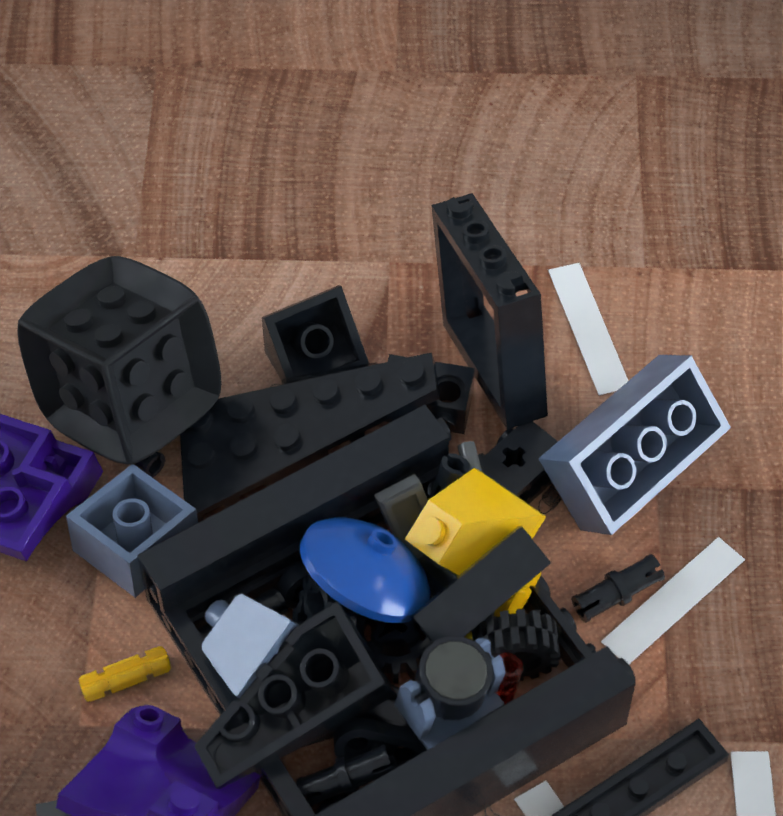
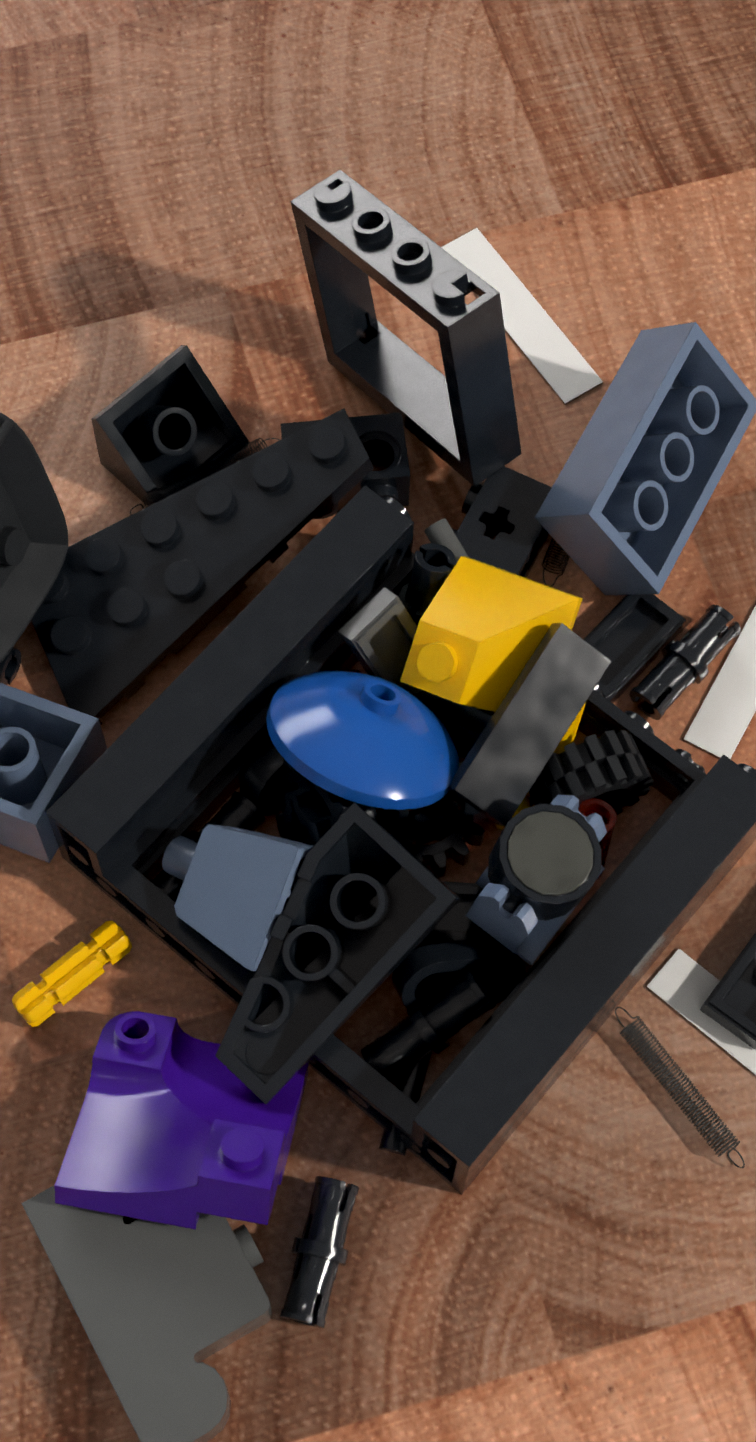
camera: 20 degrees left, 10 degrees up
(582, 565) = (633, 639): none -> black tile

